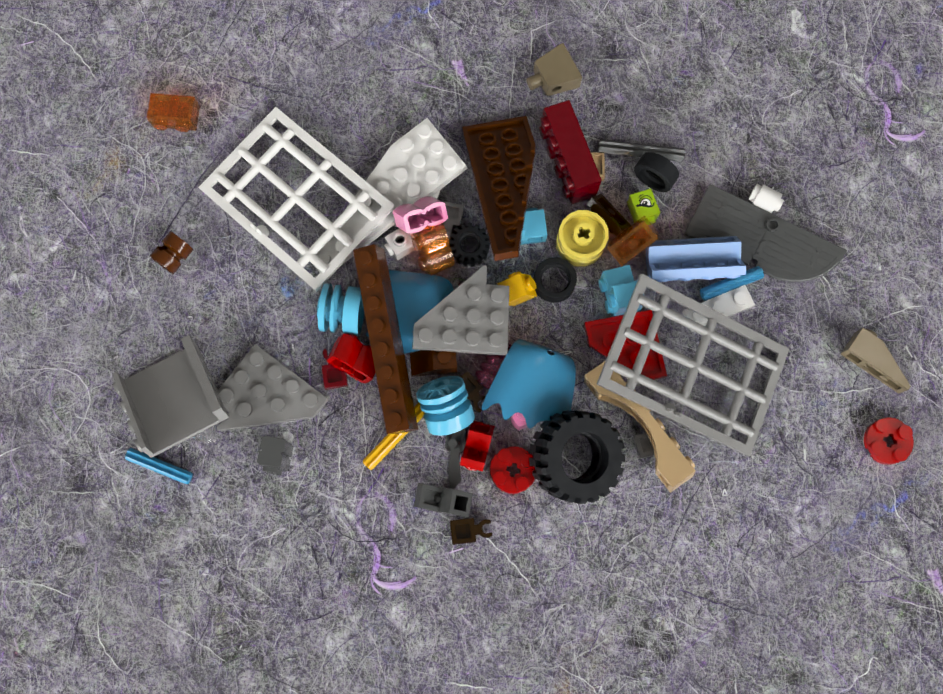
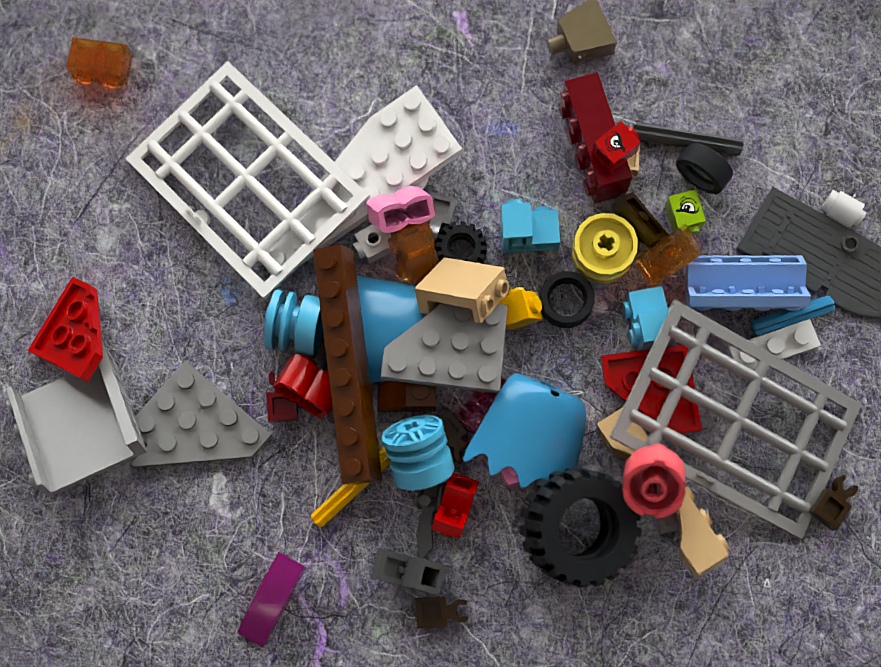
camera: 10 degrees right, 0 degrees up
(159, 466) = (57, 507): dark azure axle -> none
(163, 326) = (72, 332): none -> red plate
(171, 252) = (87, 239): reddish brown wheel -> none
(275, 455) = (201, 502): dark grey brick -> none
(335, 528) = (271, 599): none -> magenta slope
(473, 271) = (463, 285): none -> tan panel
(502, 170) = (507, 153): reddish brown wing -> none
(502, 478) = (483, 546): red plate -> none
(588, 156) = (616, 146): none -> red brick
(634, 416) = (654, 481): none -> coral brick
(771, 428) = (832, 505): none -> dark brown plate

